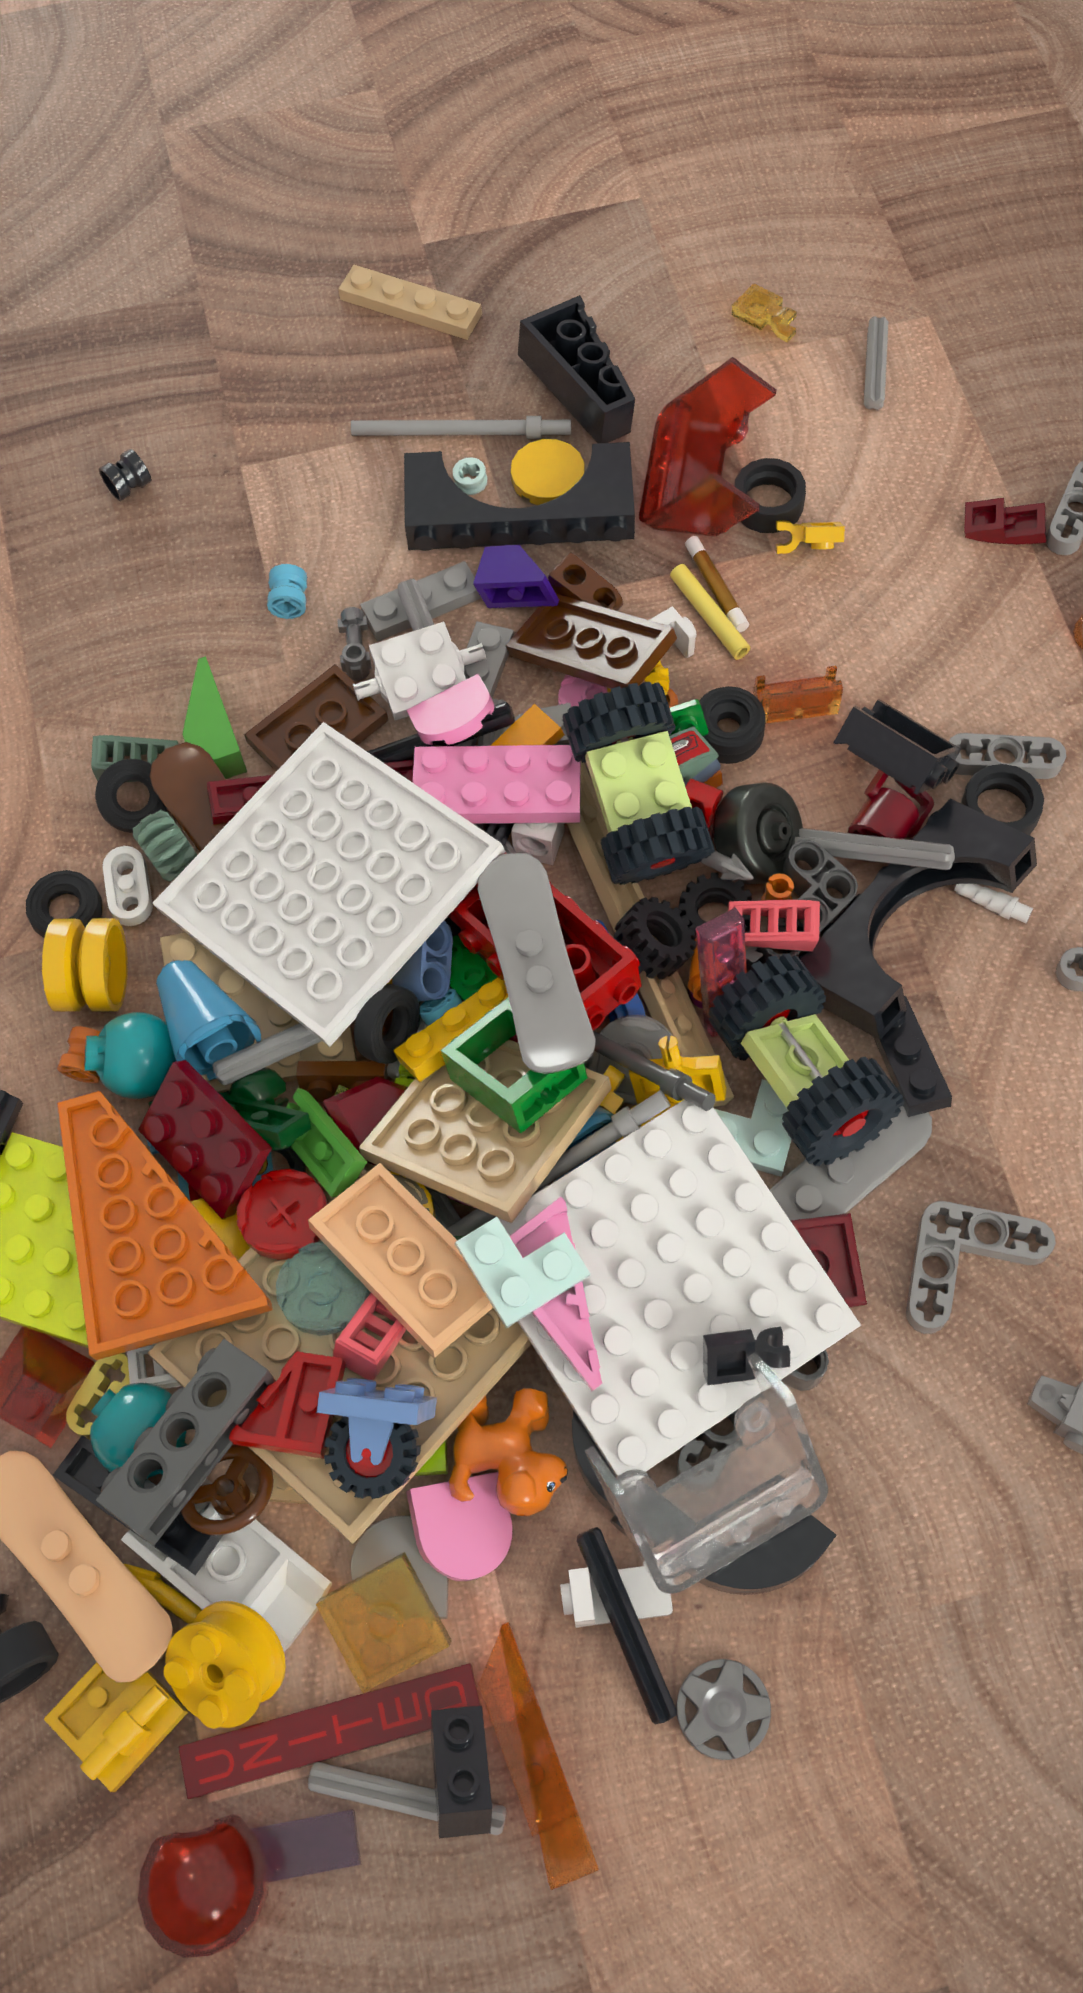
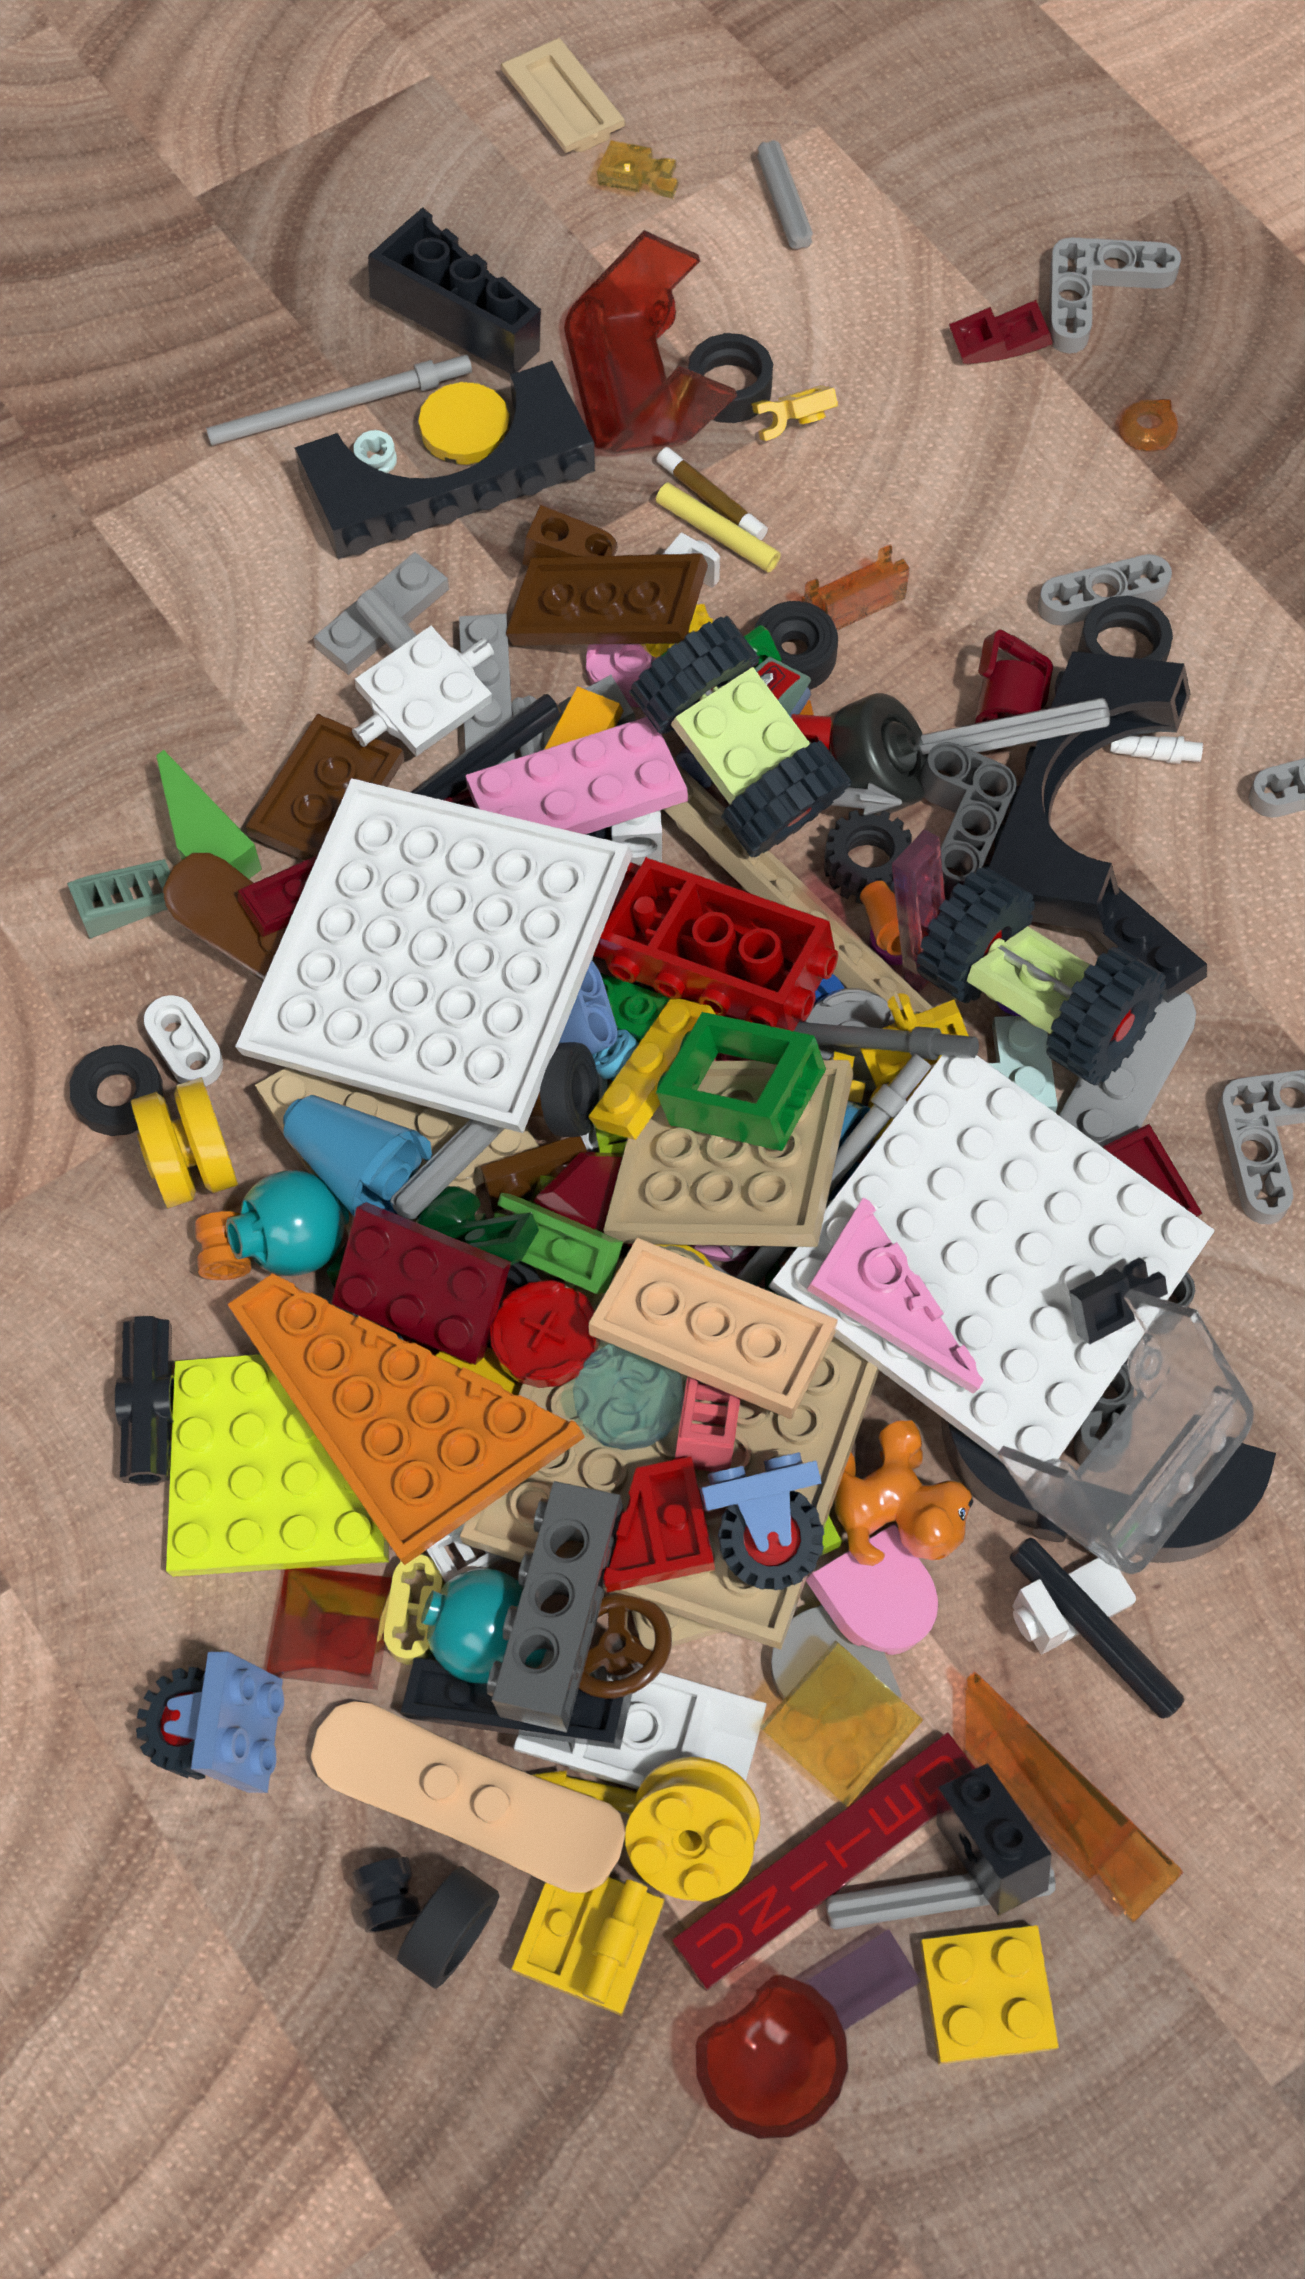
camera: 25 degrees left, 0 degrees up
(107, 790) = (125, 961): black tyre -> none
(164, 844) = (213, 980): sand green gear -> none
(286, 598) = (223, 655): medium azure wheel -> none
(354, 658) = (337, 698): flat silver bar -> none
(410, 302) = (212, 269): tan plate -> none
(410, 1900) = (988, 1995): none -> yellow plate
(453, 713) = (489, 724): bright pink tile -> none
(512, 579) = (485, 555): dark purple slope -> none
(518, 1283) = (850, 1303): light aqua plate -> none
(535, 964) = (723, 963): light grey piece -> none
(667, 926) = (825, 893): black tyre -> none
(723, 1709) = (1228, 1677): flat silver wheel -> none
(733, 240) = (563, 96): none -> tan piece
(775, 909) = (961, 822): coral slope -> none
(778, 888) = (930, 813): orange pin -> none
(899, 746) = (996, 611): black window -> none

